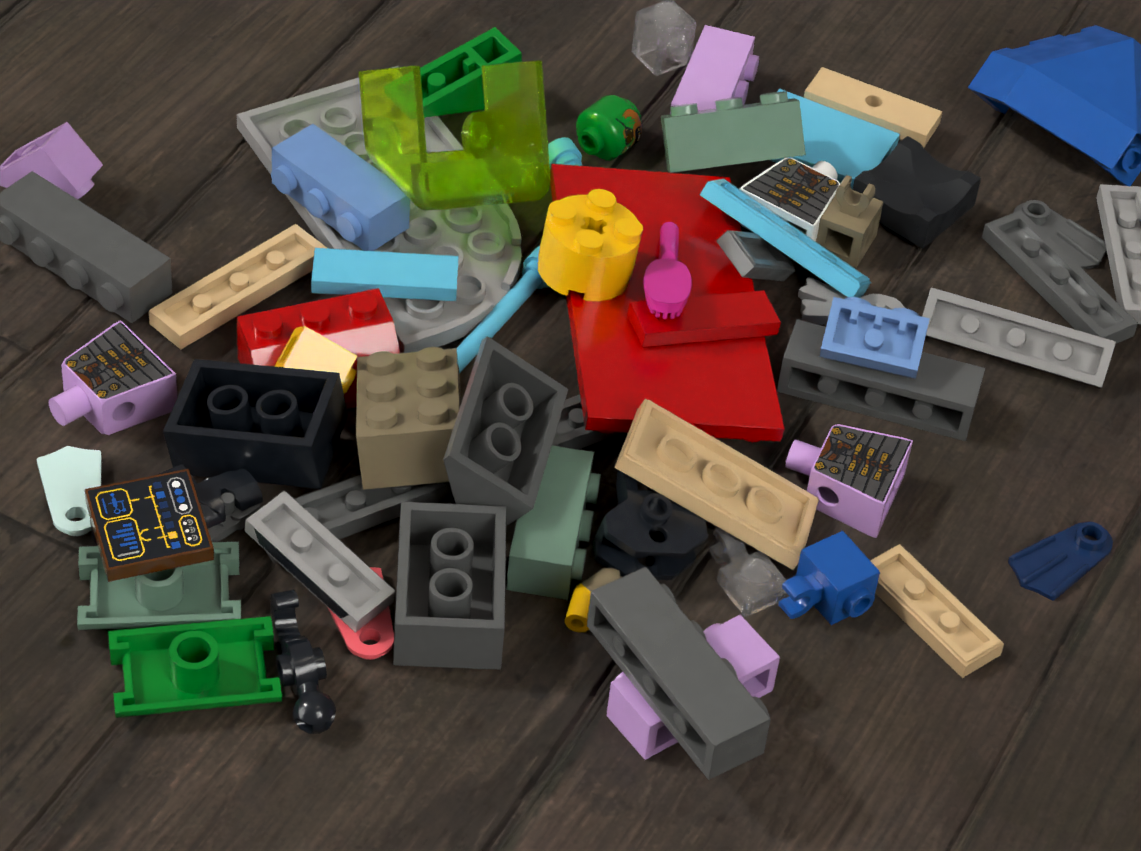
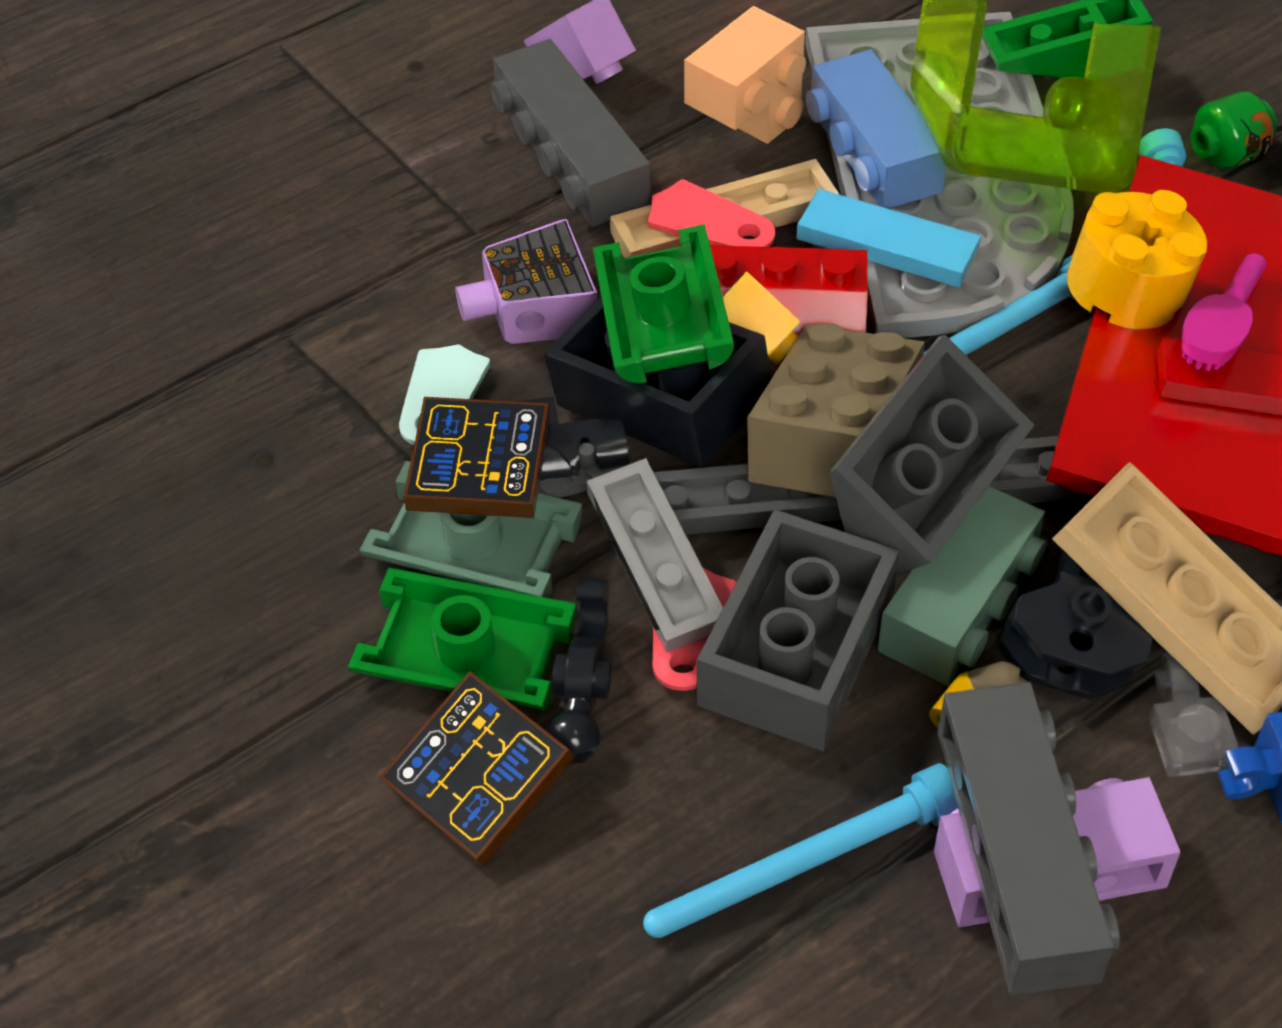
camera: 30 degrees right, 5 degrees up
(219, 165) = (749, 75): none -> light nougat brick
(232, 292) = (725, 221): none -> coral piece
(252, 368) = (663, 307): none -> green piece
(253, 754) = (477, 767): none -> black tile
(590, 678) = (922, 801): none -> medium azure piece

